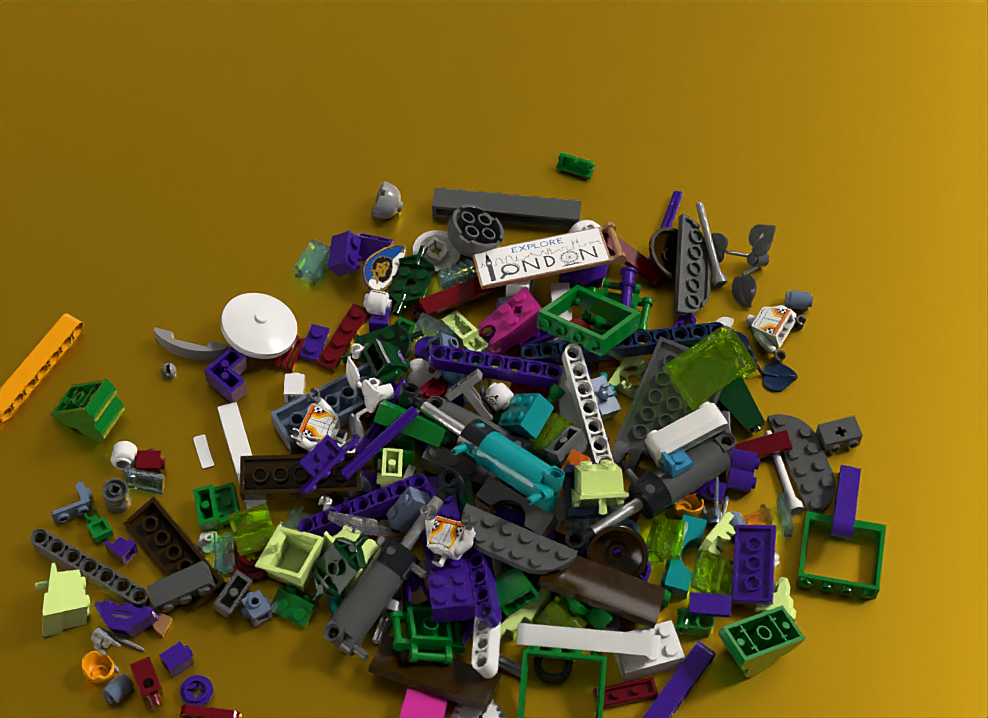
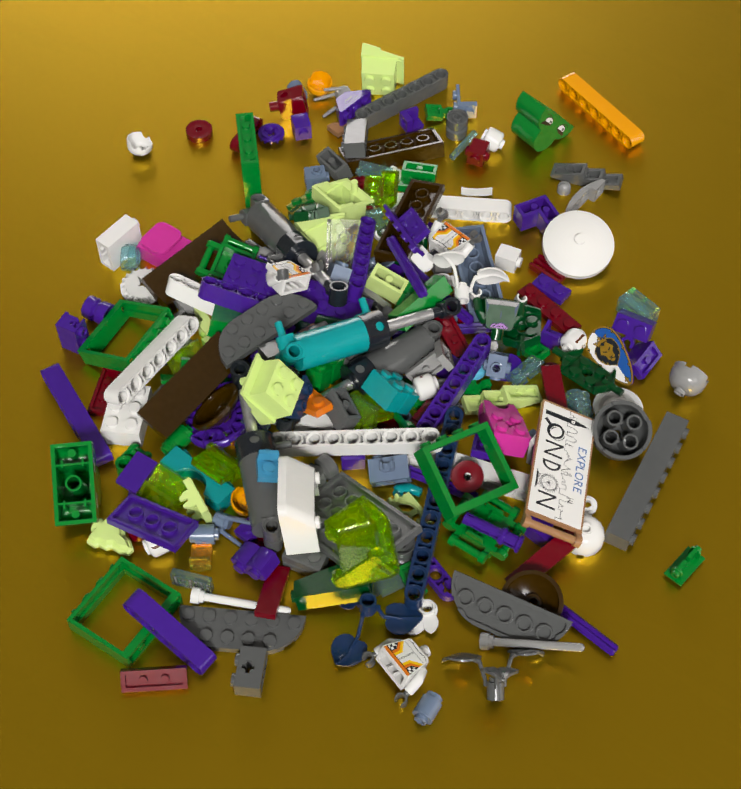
camera: 115 degrees right, 5 degrees down
(144, 353) = (581, 175): none -> dark grey slope
(272, 656) = (248, 155): none -> green window
(884, 503) = (154, 678): none -> dark red plate

